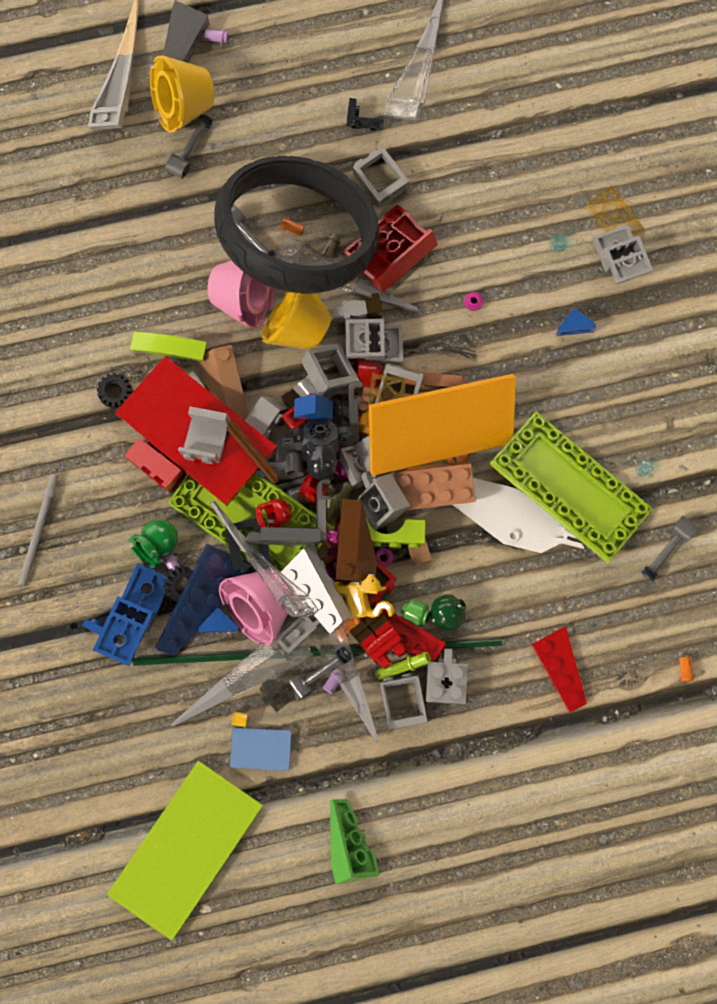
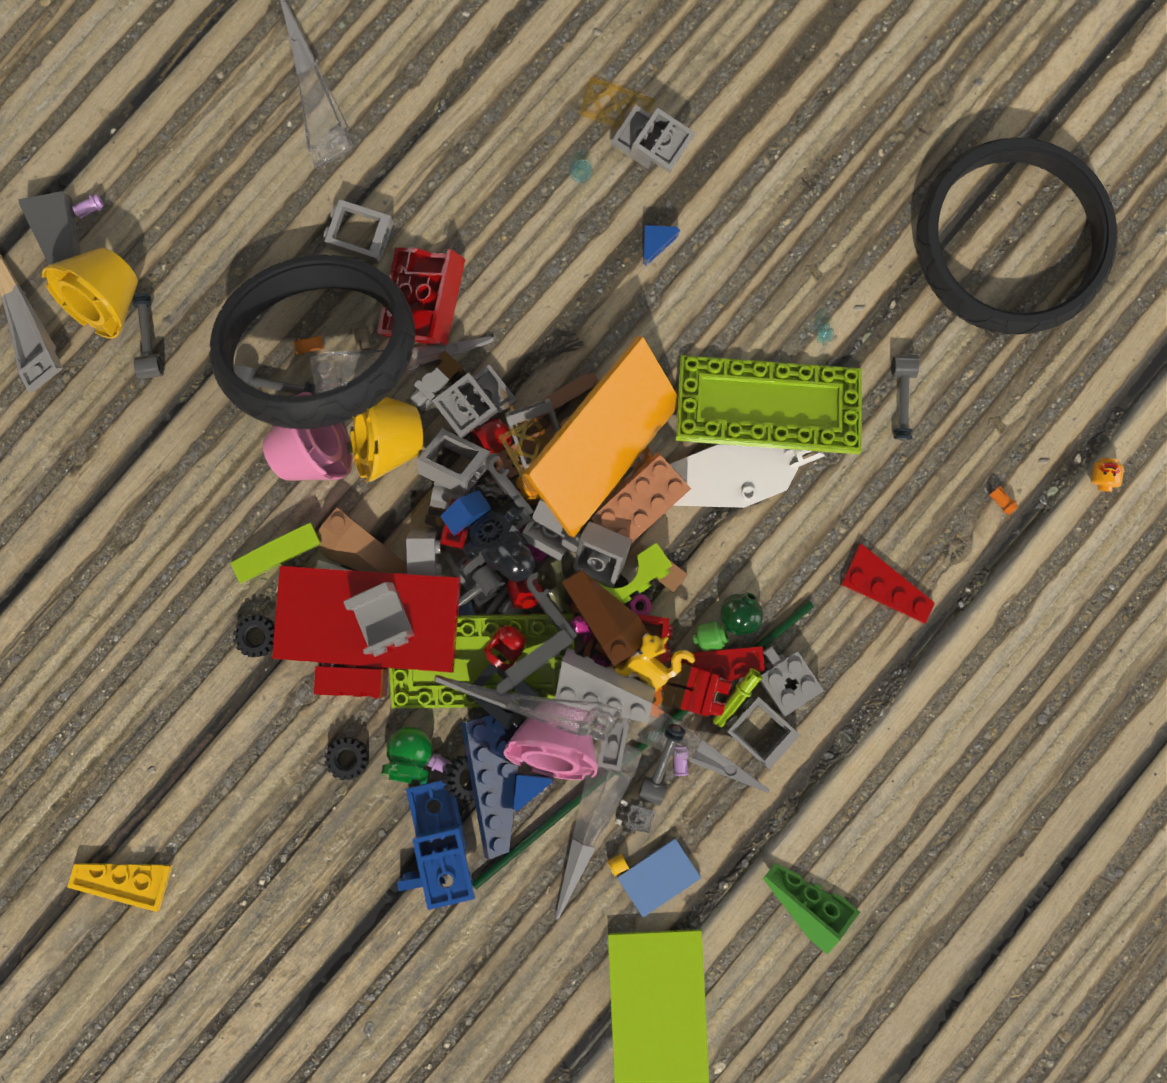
camera: 35 degrees left, 5 degrees up
(48, 494) = (268, 785): light grey bar -> none
(105, 507) = (334, 765): none -> black tyre
(253, 452) = (440, 601): reddish brown axle -> none
(357, 122) = (296, 192): black bracket -> none
(473, 307) = (541, 297): dark pink plate -> none

